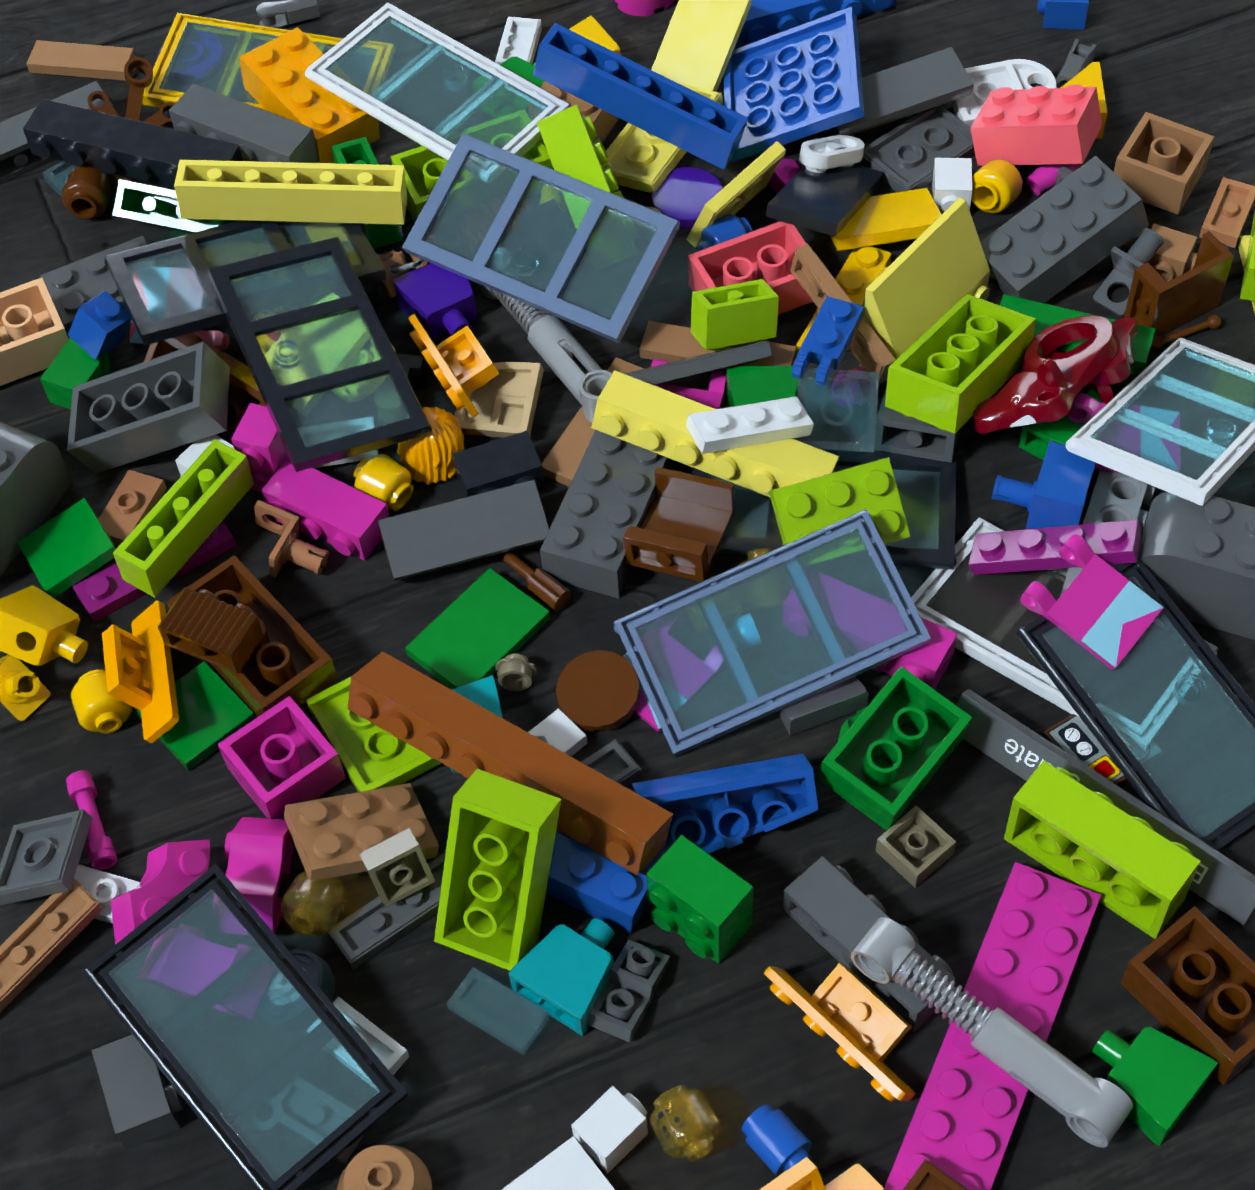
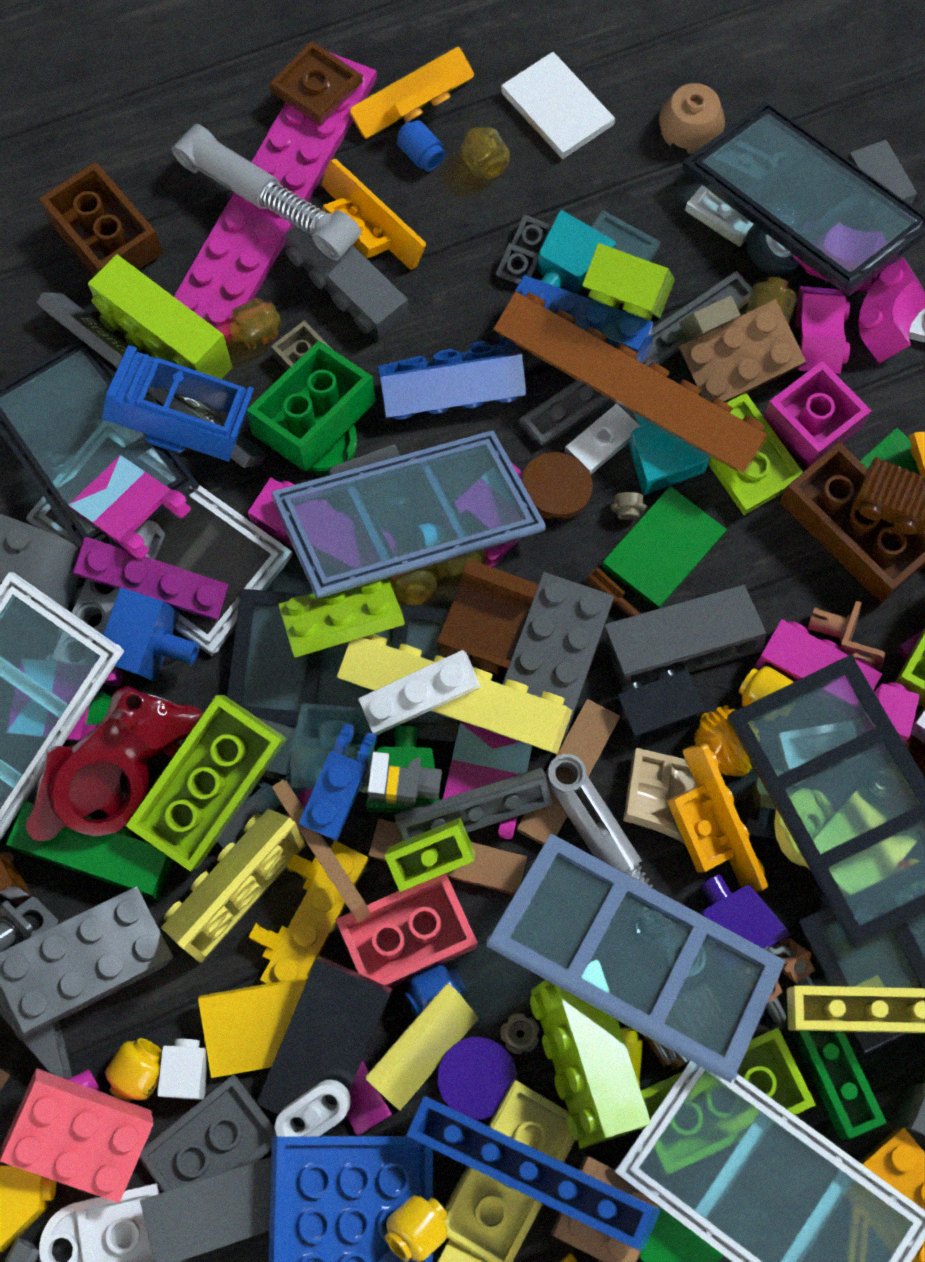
camera: 175 degrees right, 15 degrees up
(611, 1128) = (537, 153): white brick -> none
(699, 900) = (471, 290): green brick -> none
(737, 82) = (416, 1229): none -> yellow head
(769, 354) = (401, 784): none -> dark grey hips
(980, 869) = (254, 323): none -> clear yellow head
(1110, 733) = (169, 427): none -> blue piece
(1157, 1076) = (153, 179): green torso -> none

